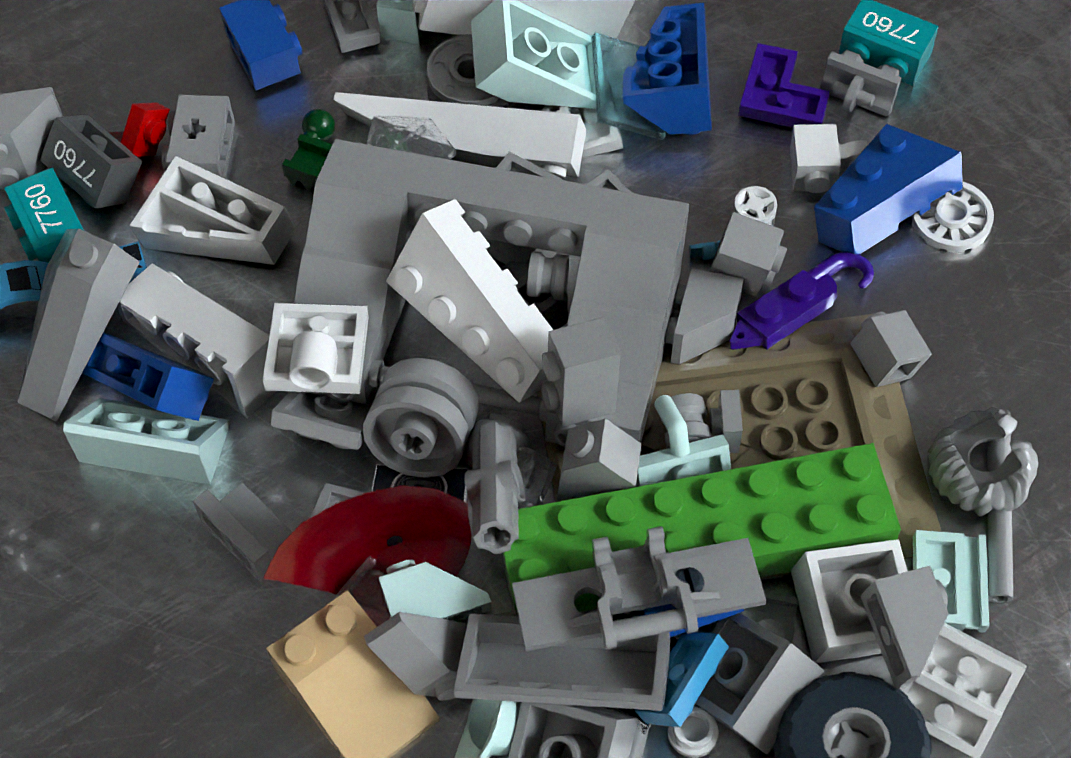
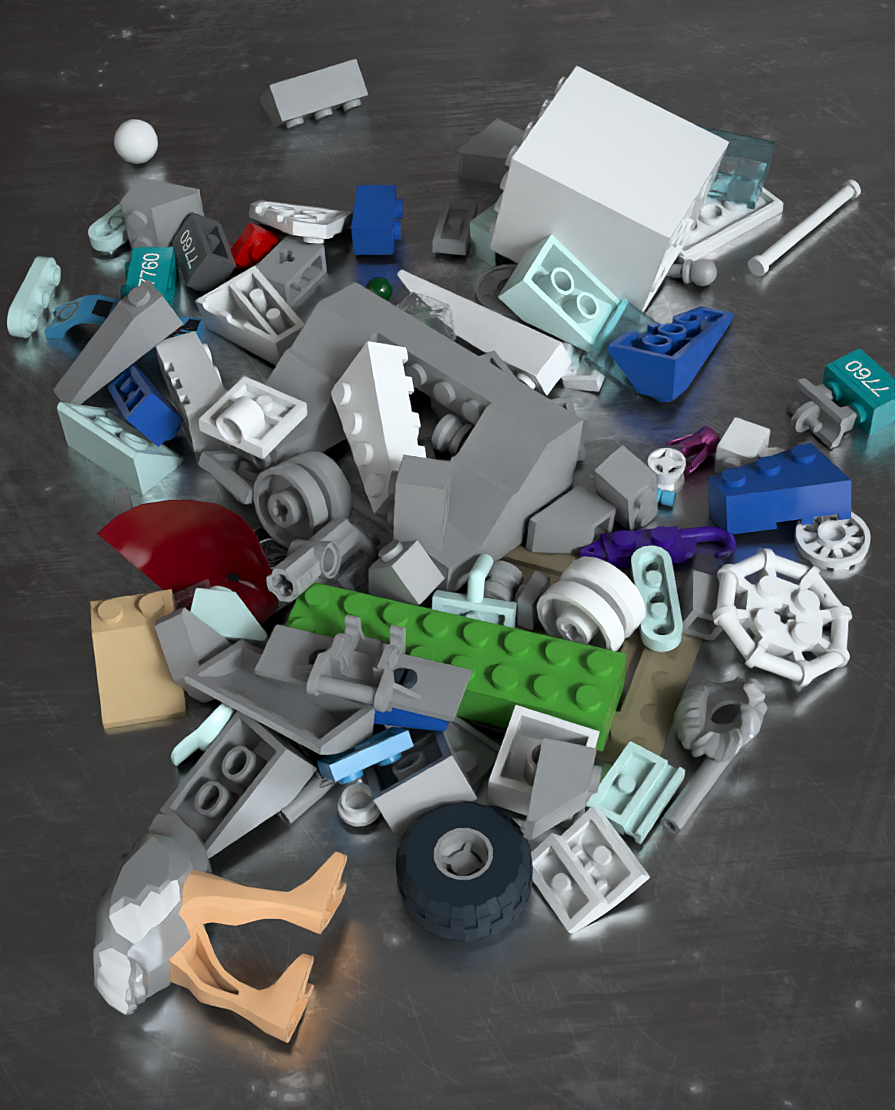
camera: 30 degrees right, 10 degrees down
(180, 73) = (301, 220): none -> white plate
(770, 166) = (701, 443): none -> flat silver piece
(773, 98) = (744, 393): dark purple plate -> none
(805, 406) = (592, 605): none -> white wheel
(840, 346) = (657, 586): none -> light aqua plate
(942, 328) = (793, 601): none -> white plate

